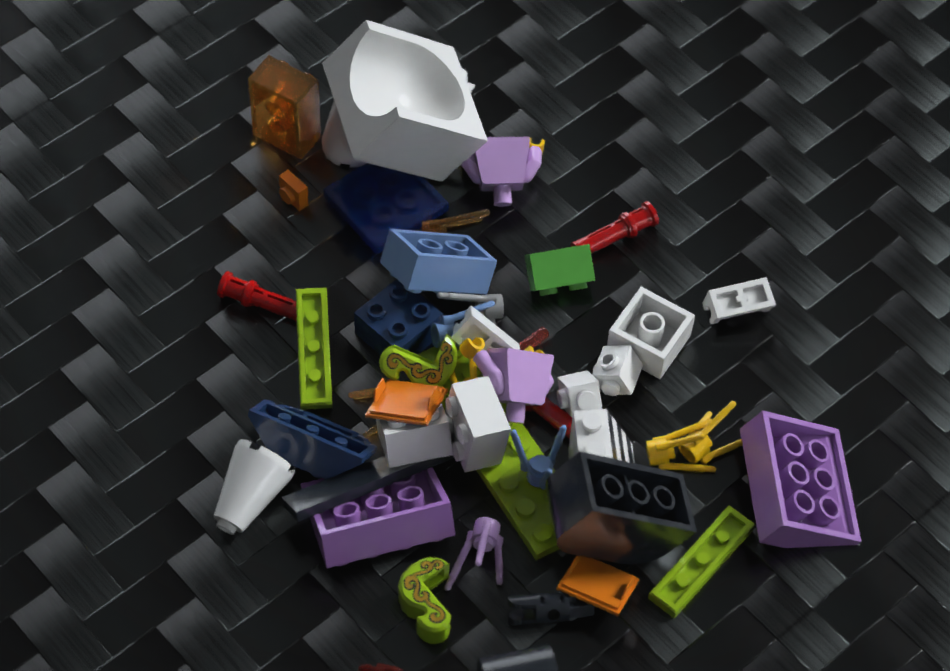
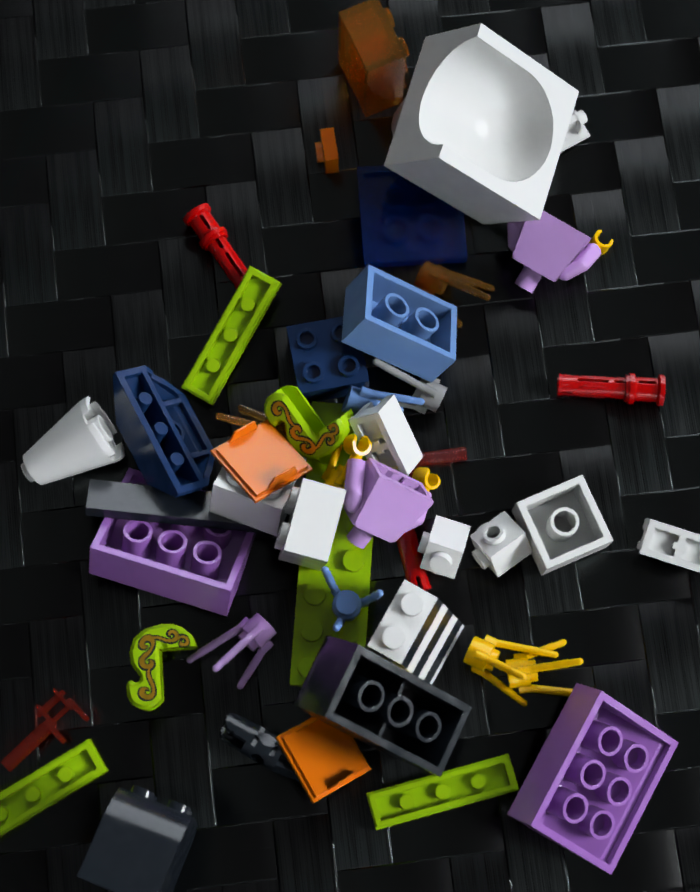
camera: 35 degrees right, 20 degrees up
(560, 268) = (523, 398): bright green brick -> none

